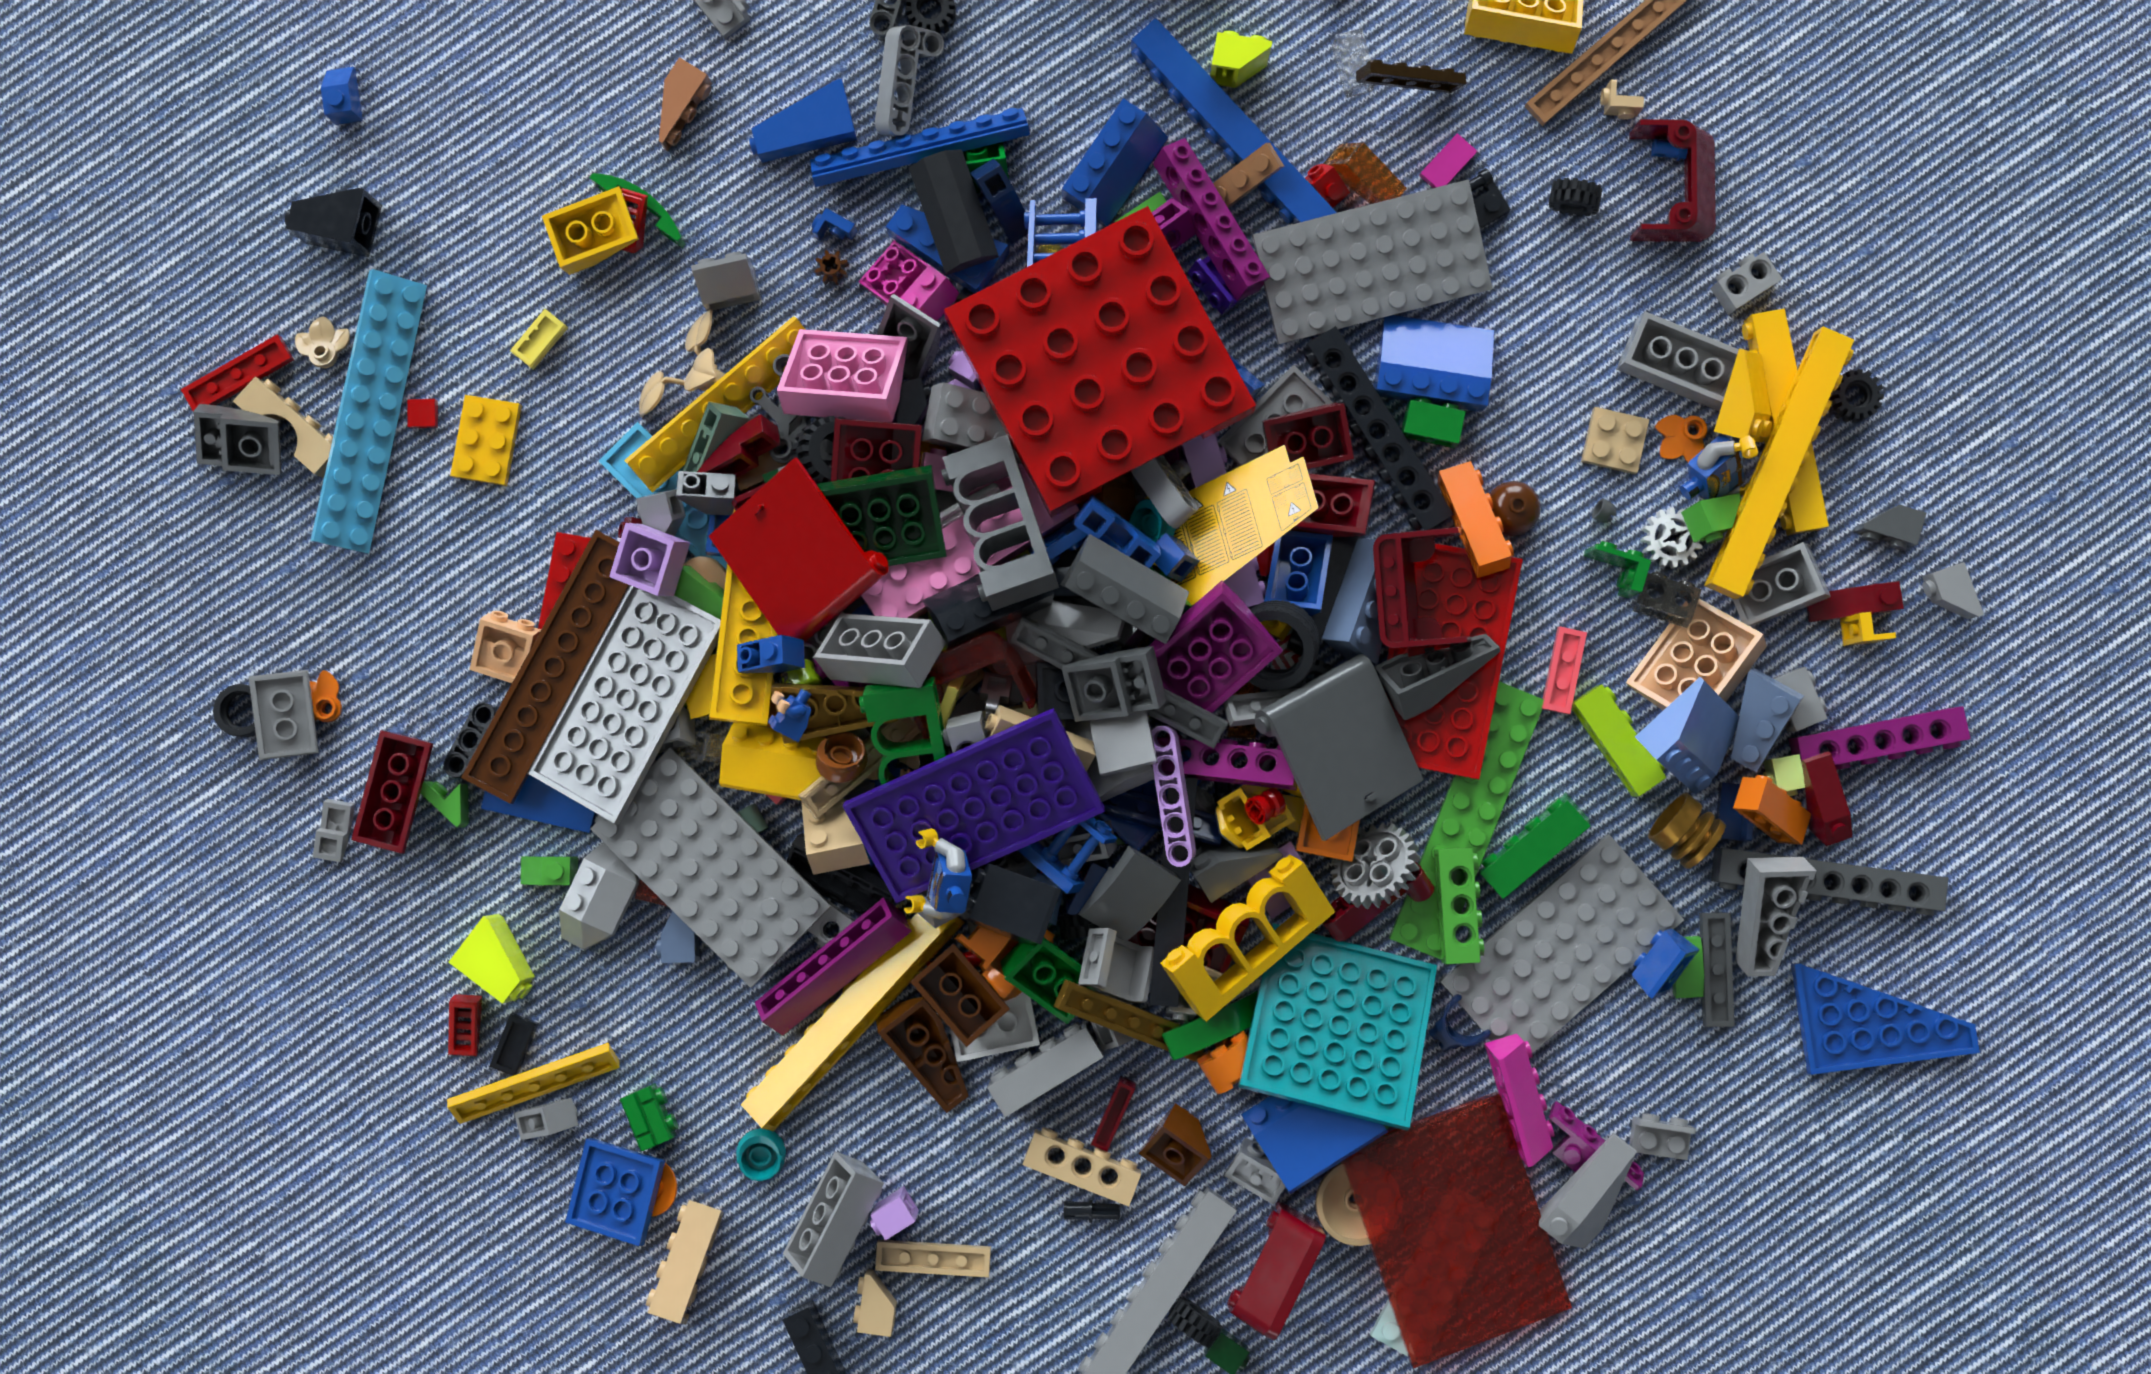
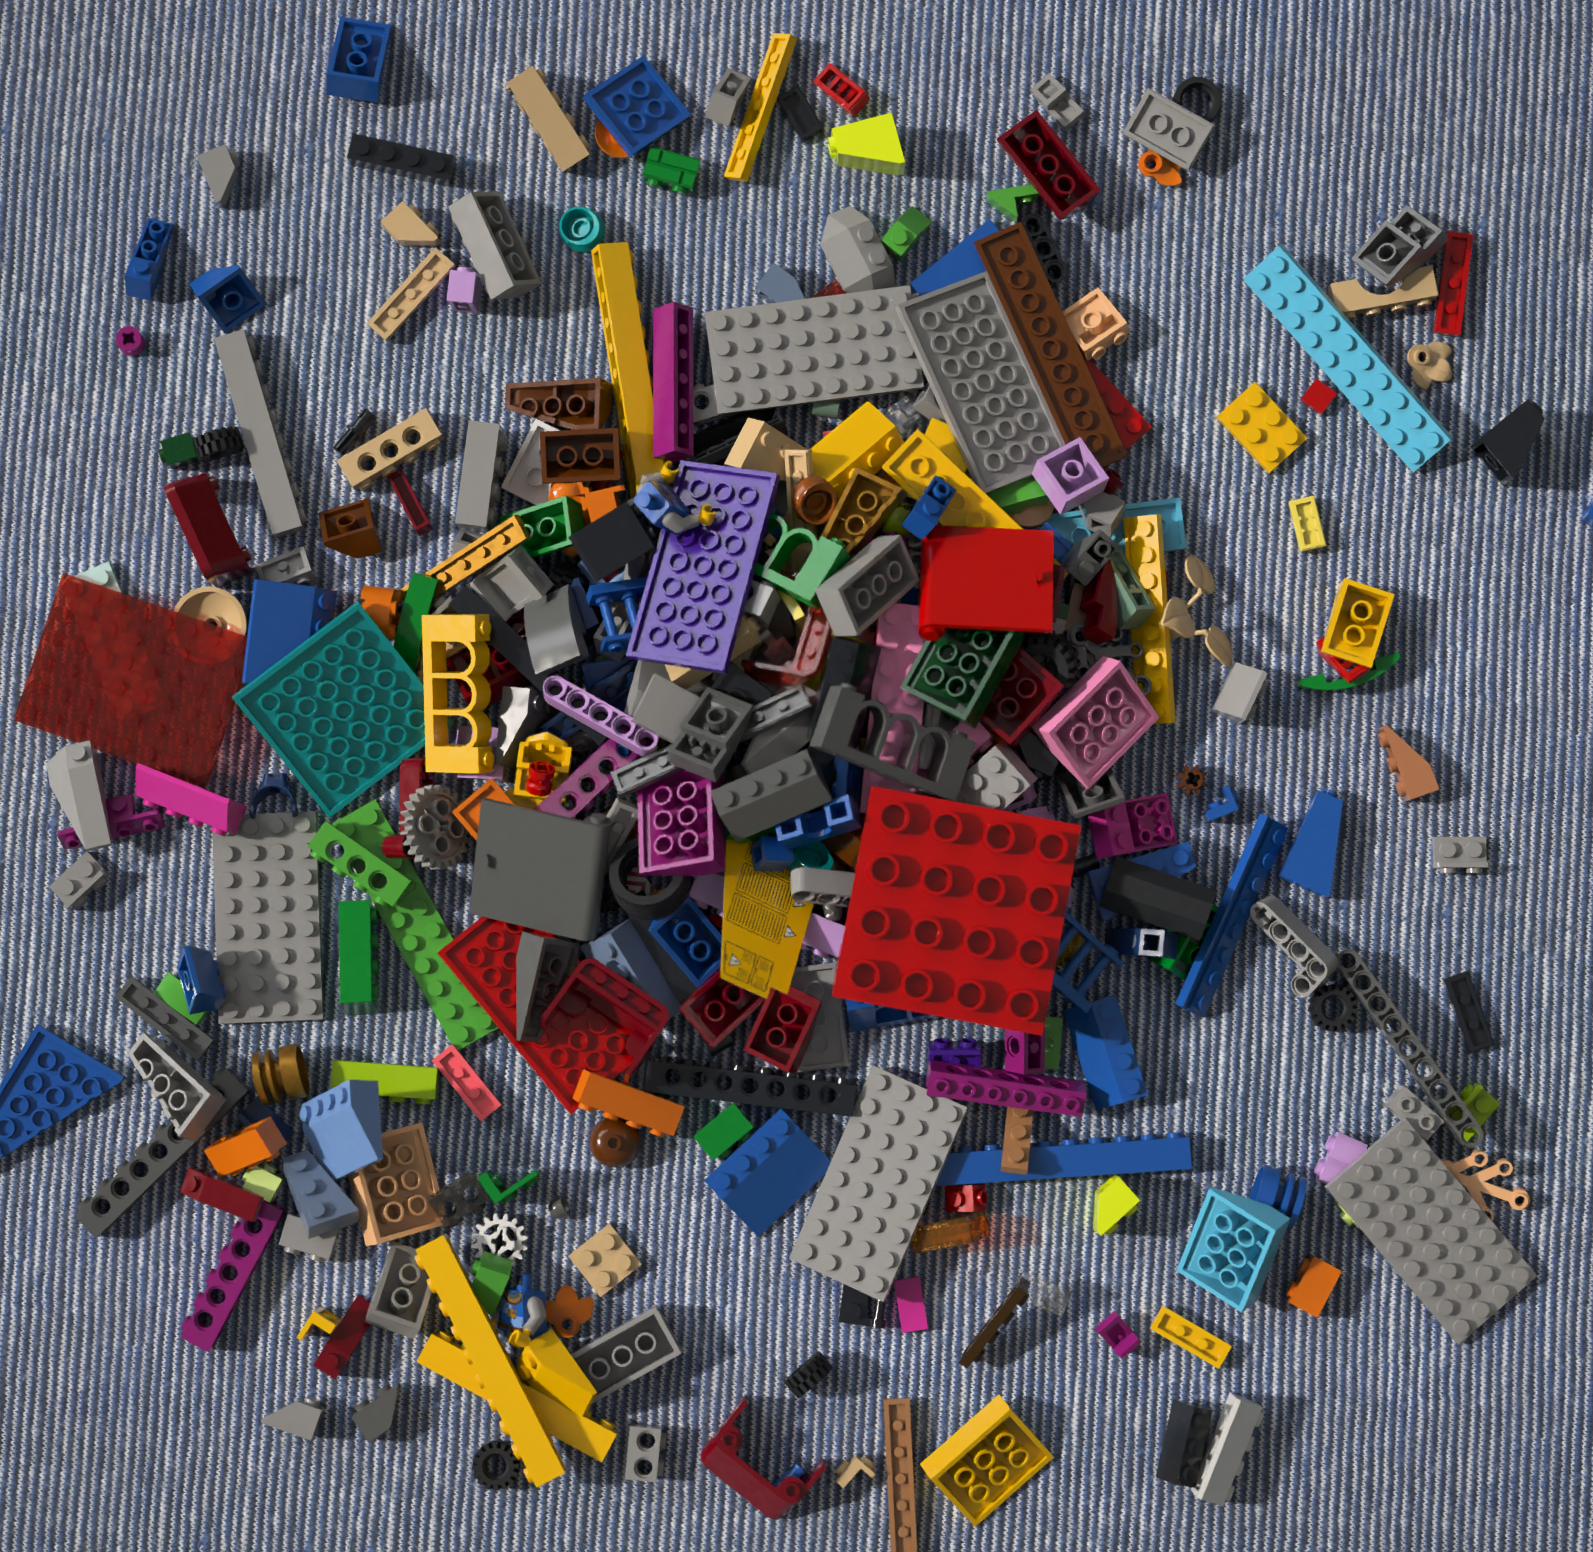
camera: 125 degrees right, 0 degrees up
(792, 714) = (869, 486): blue piece -> none

